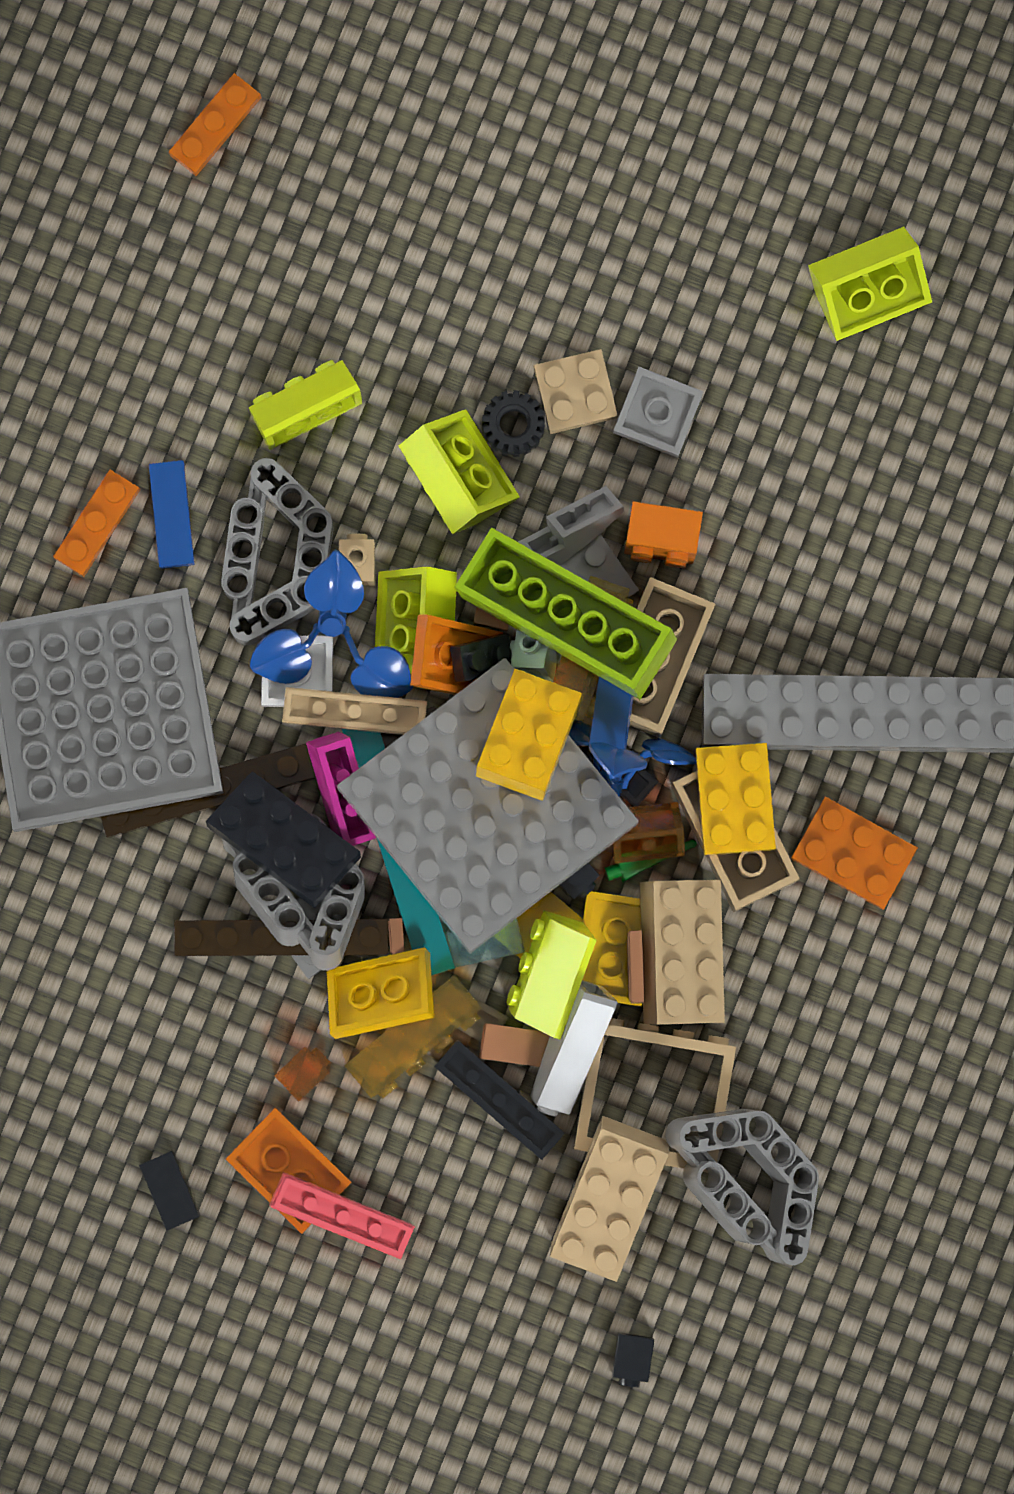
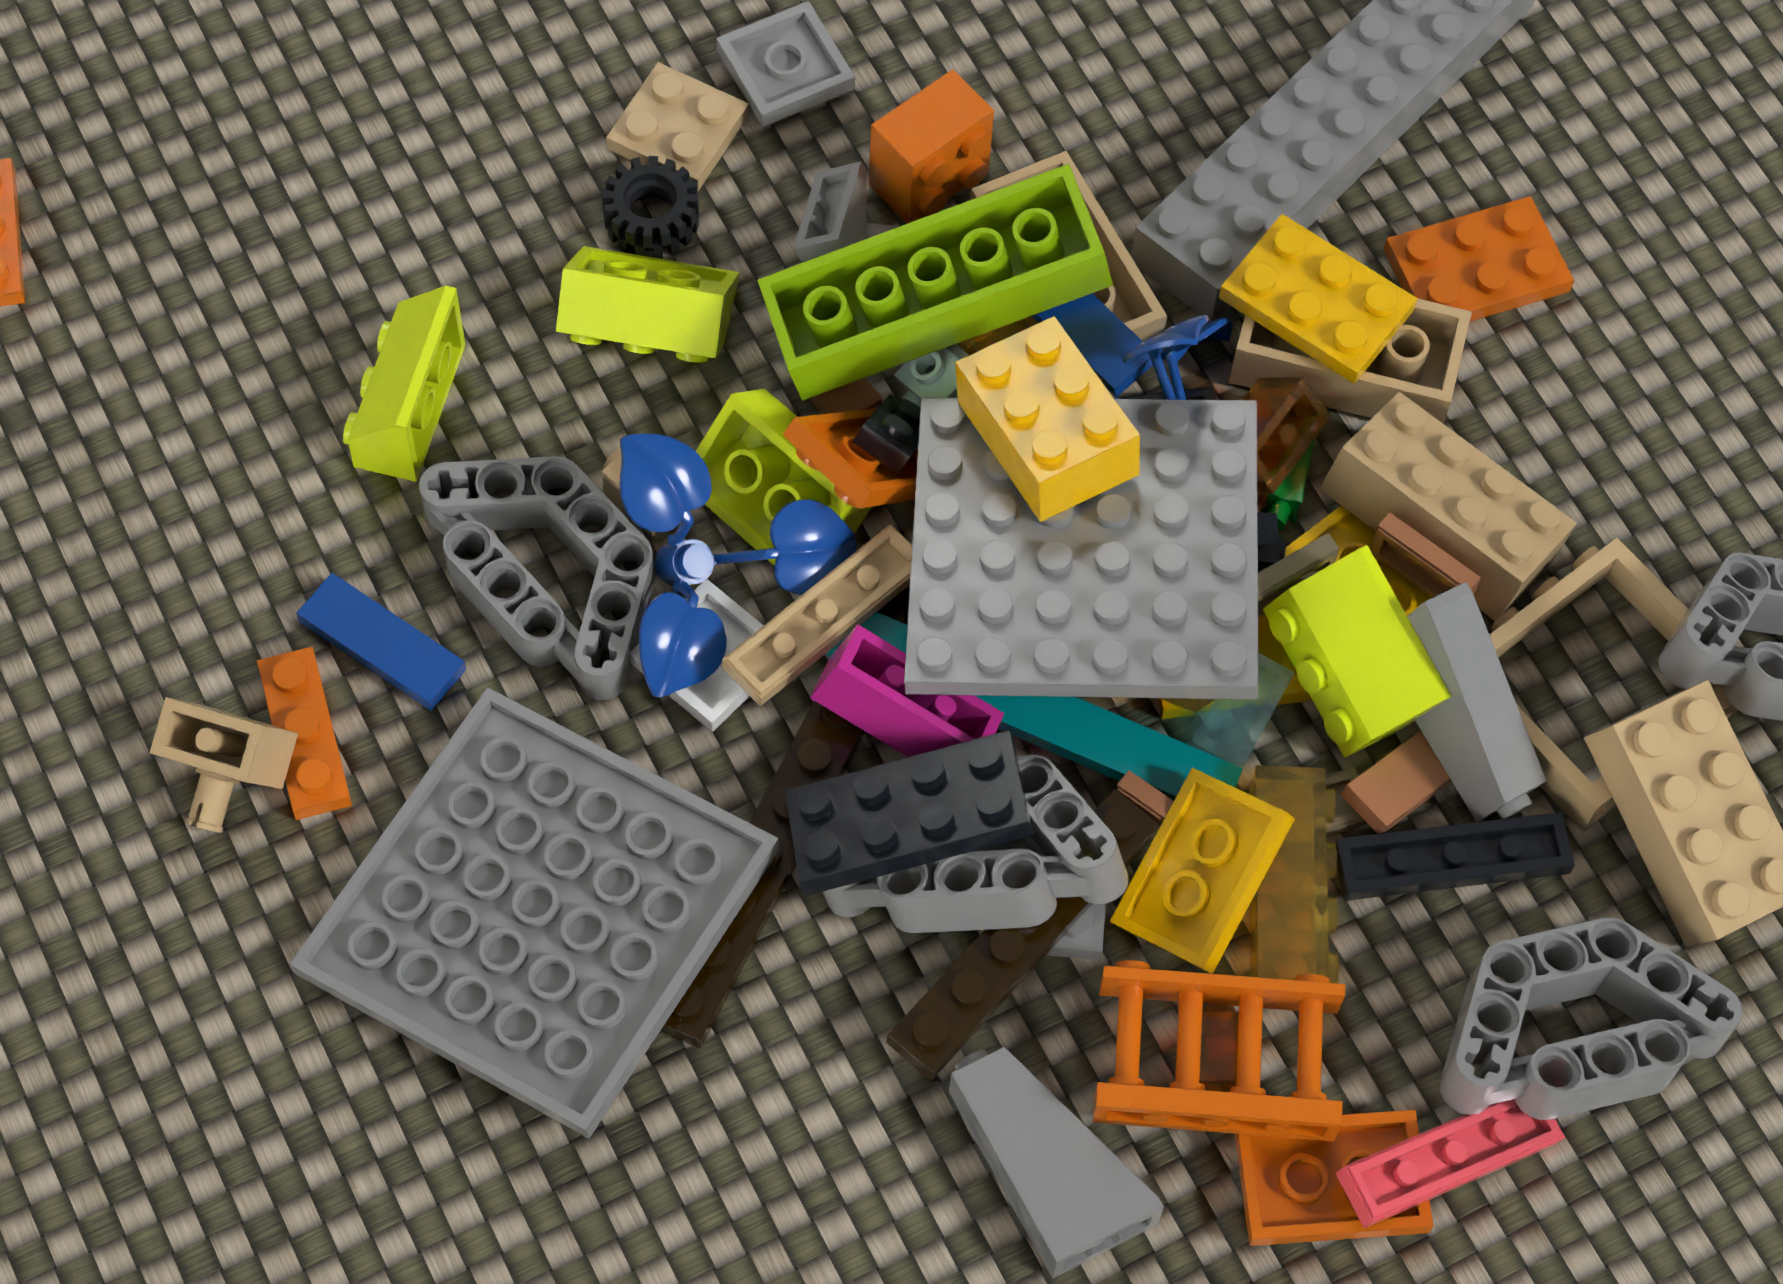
camera: 50 degrees left, 20 degrees down
(49, 501) = (224, 752): none -> tan brick
(182, 1042) = (1052, 1168): none -> light grey slope
(258, 1078) = (1246, 1105): none -> orange fence
(458, 1255) = (1678, 1021): none -> light grey piece
(570, 909) = (1294, 569): none -> dark tan tile

